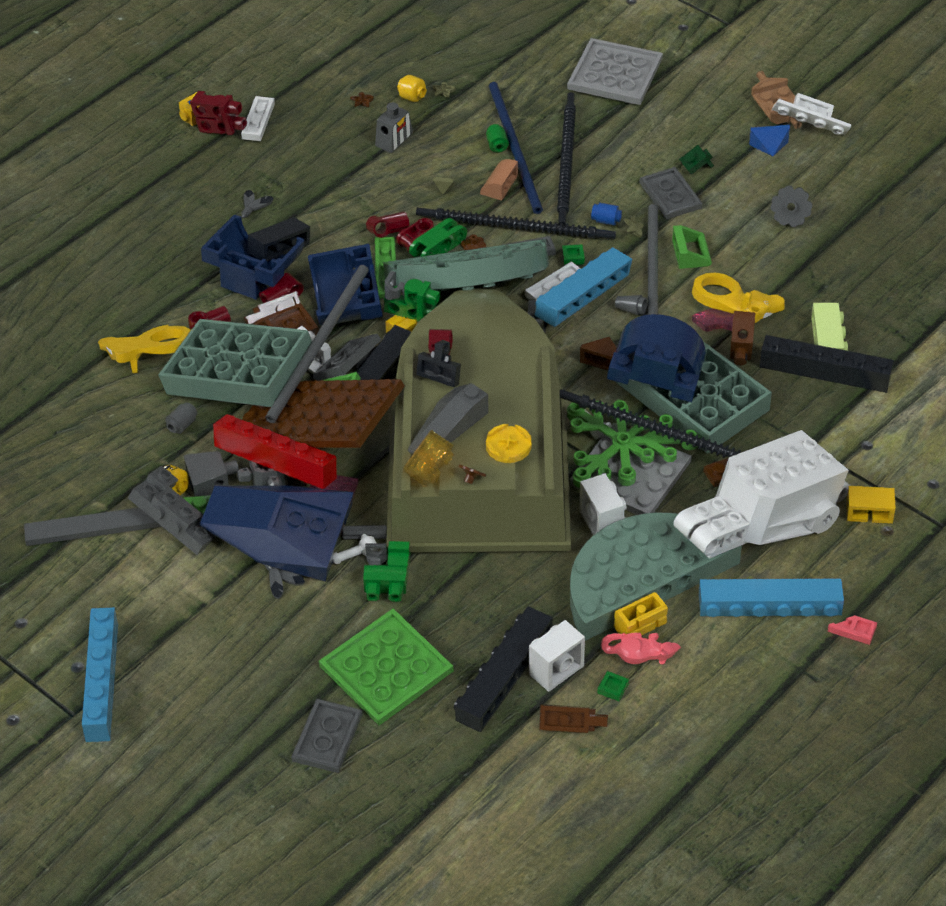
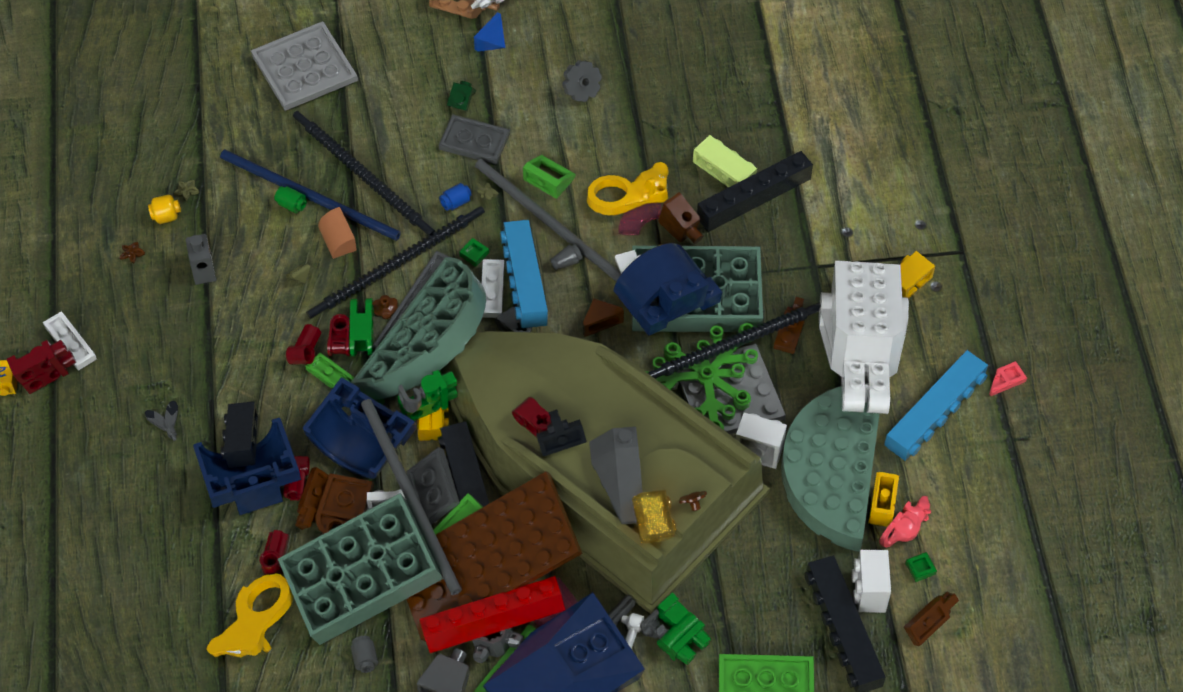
camera: 50 degrees left, 10 degrees up
(508, 443) = (683, 452): yellow tile -> none

